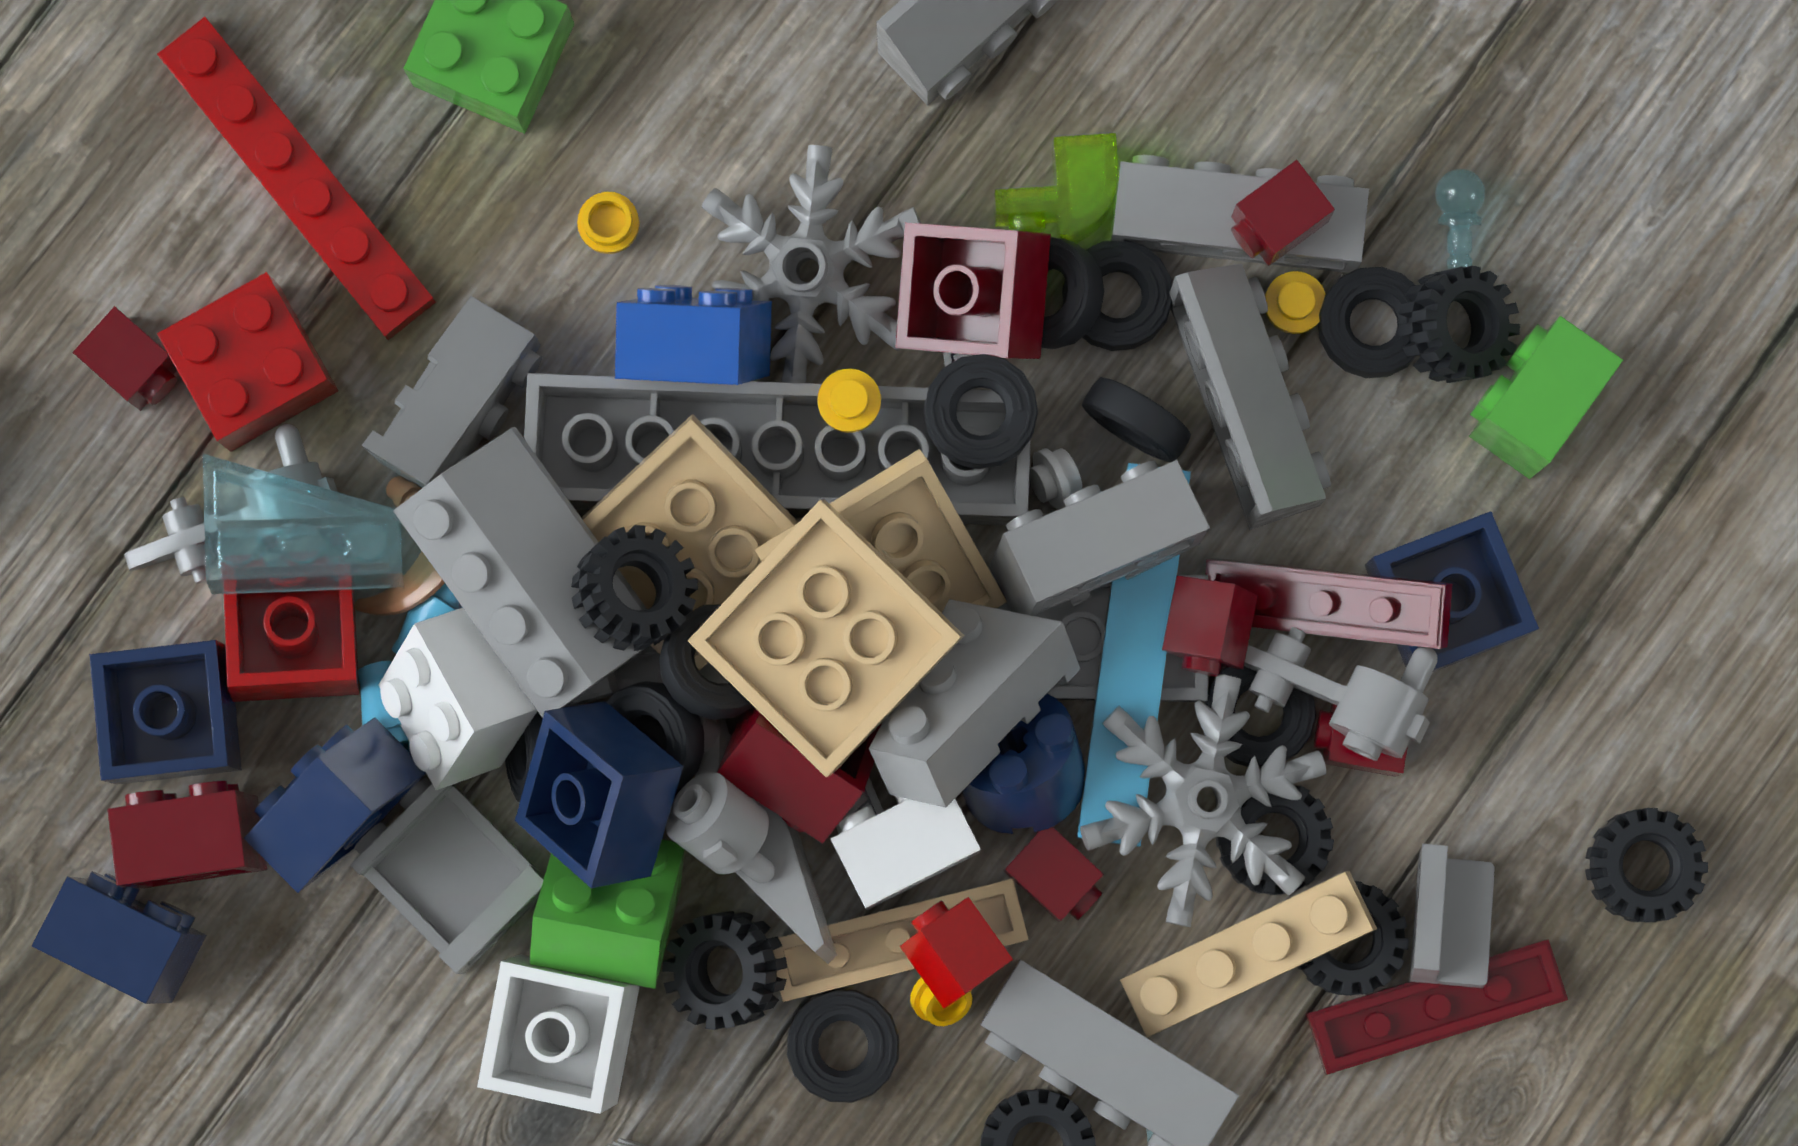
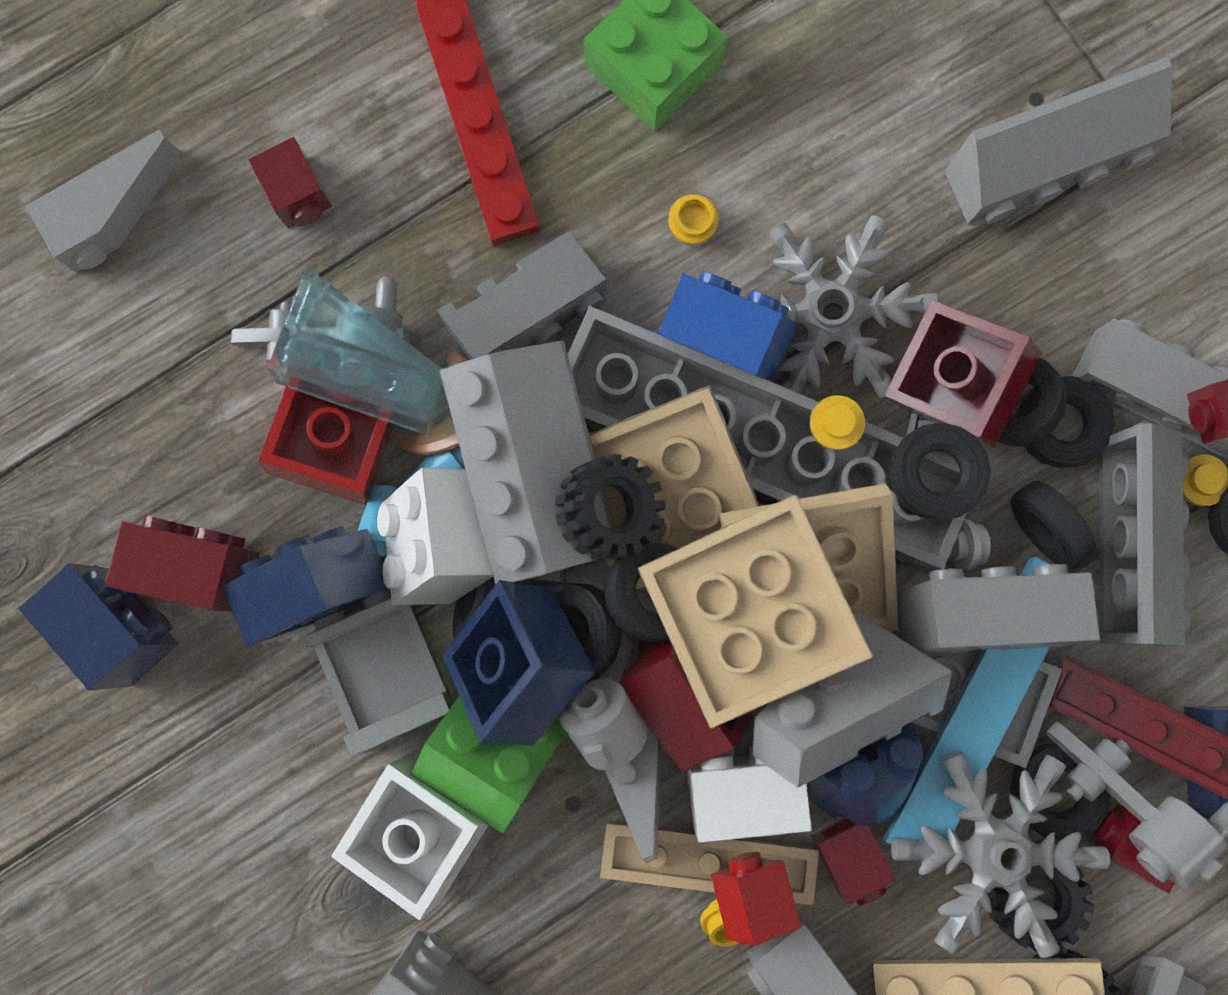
camera: 20 degrees right, 0 degrees up
(164, 713) = (205, 461): dark blue brick -> none
(247, 362) = (378, 218): red brick -> none
(692, 978) = (536, 843): black tyre -> none
(804, 1045) = (619, 959): black tyre -> none
(1081, 194) = (1072, 323): clear neon green brick -> none
(1209, 624) = (1057, 713): dark red brick -> none

